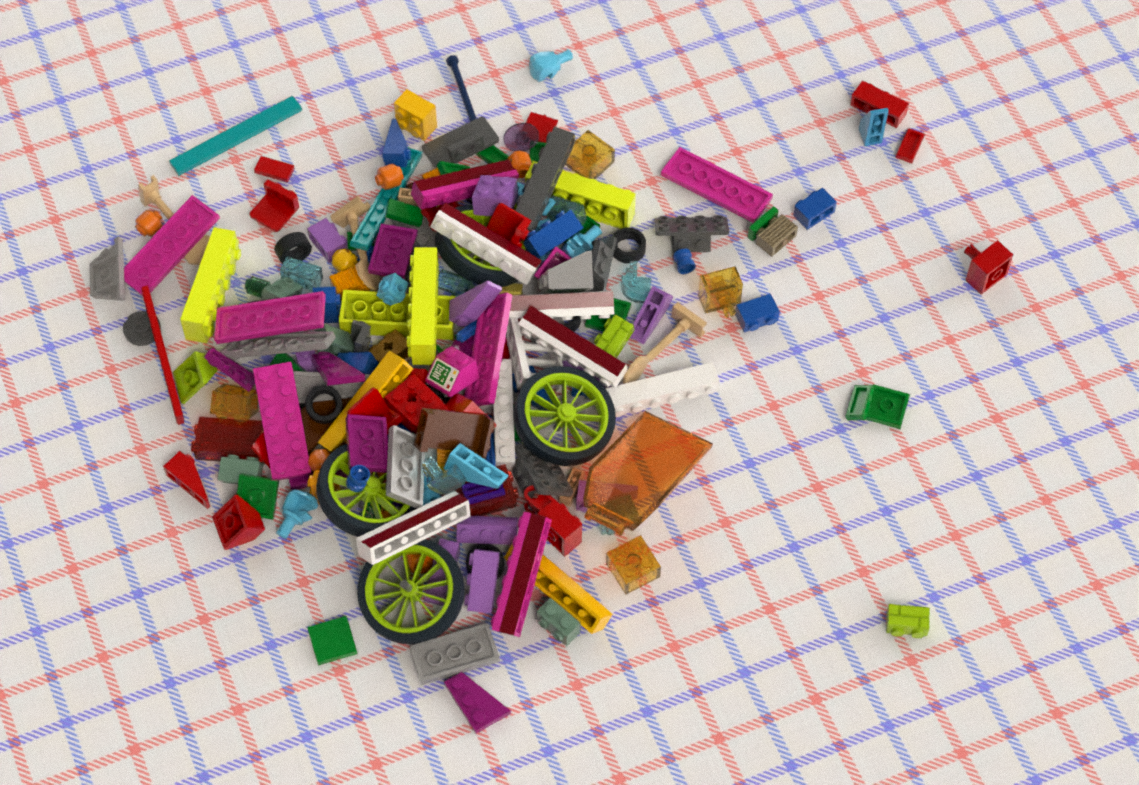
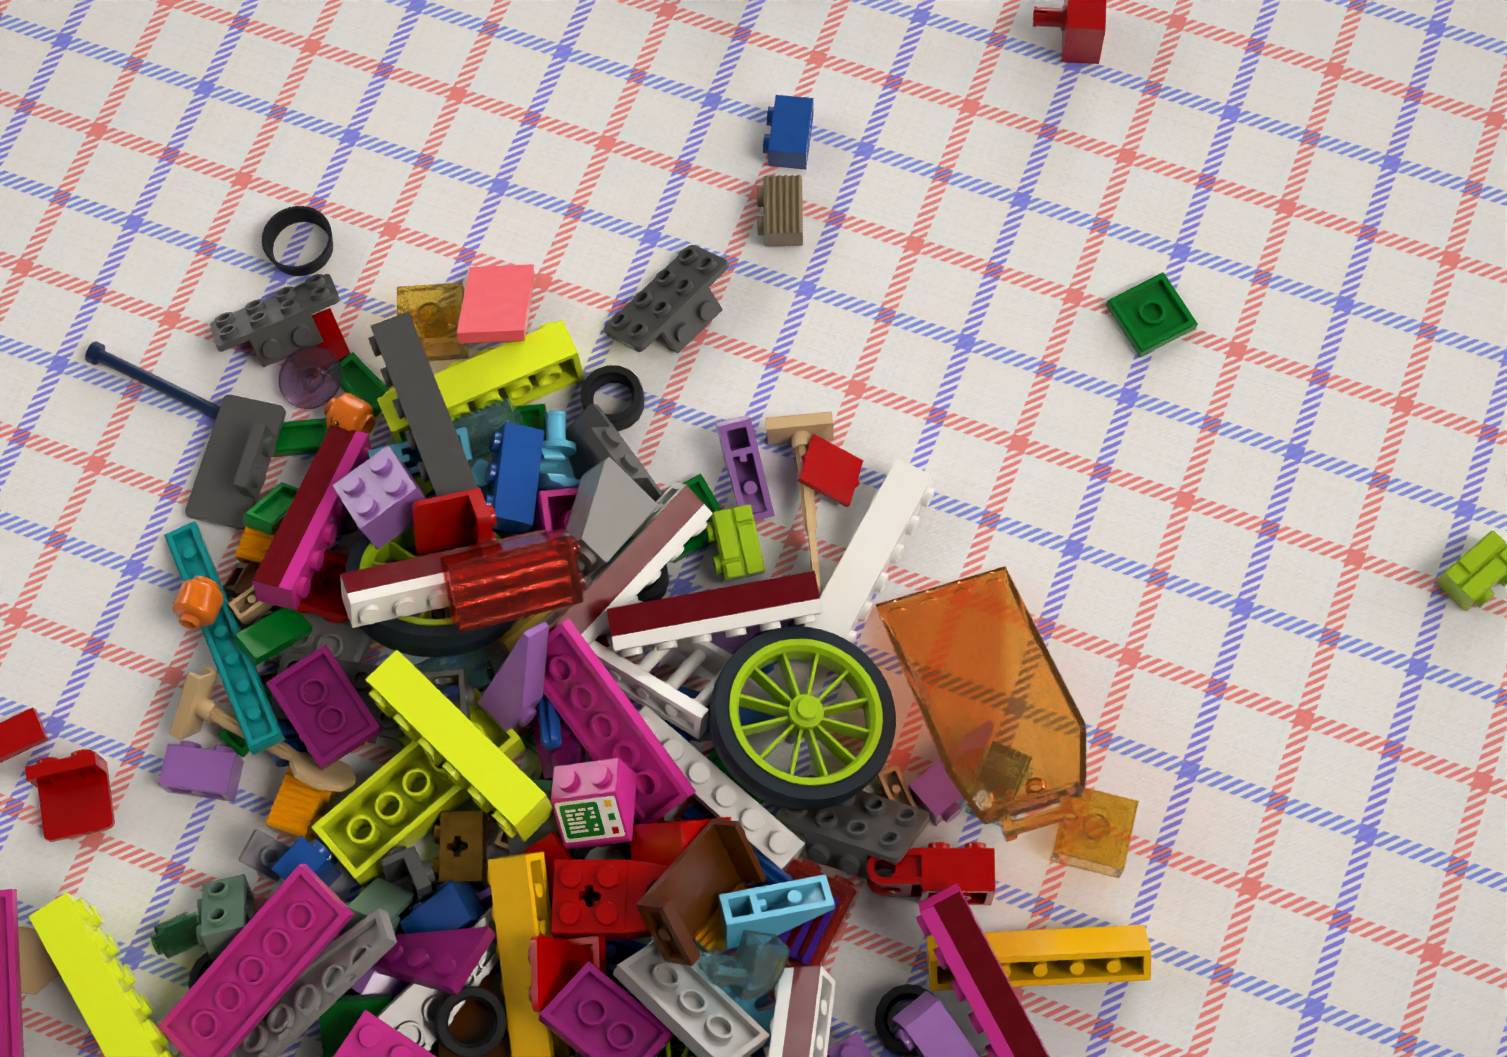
camera: 40 degrees left, 10 degrees up
(292, 240) = (169, 832): black tyre -> none
(303, 273) = (214, 857): clear light blue brick -> none
(315, 280) = (262, 854): none -> flat silver bracket
(344, 259) = (258, 779): yellow head -> none
(392, 289) = (387, 764): medium azure brick -> none
(396, 147) = (159, 551): blue slope -> none
(415, 115) = (133, 478): yellow brick -> none
(448, 292) = (455, 677): none -> flat silver bracket
(487, 530) = (872, 970): medium lavender brick -> none
(506, 262) = (513, 579): none -> clear red brick
(531, 108) = (279, 322): none -> dark grey bracket
(547, 64) = (234, 242): medium azure piece -> none
(558, 622) = (1090, 1006): sand green brick -> none
(572, 71) = (288, 217): none -> black tyre
(619, 168) = (496, 304): none -> coral tile
(633, 287) = (682, 450): clear light blue brick -> none
(682, 345) = (830, 470): none -> red piece
(684, 262) = (705, 352): blue wheel -> none
(717, 185) = (634, 211): dark pink plate -> none
(720, 291) = (803, 351): clear yellow brick -> none
(757, 313) = (872, 338): blue brick -> none
(762, 222) = (750, 211): green tile -> none
(859, 402) = (1118, 340): green tile -> none

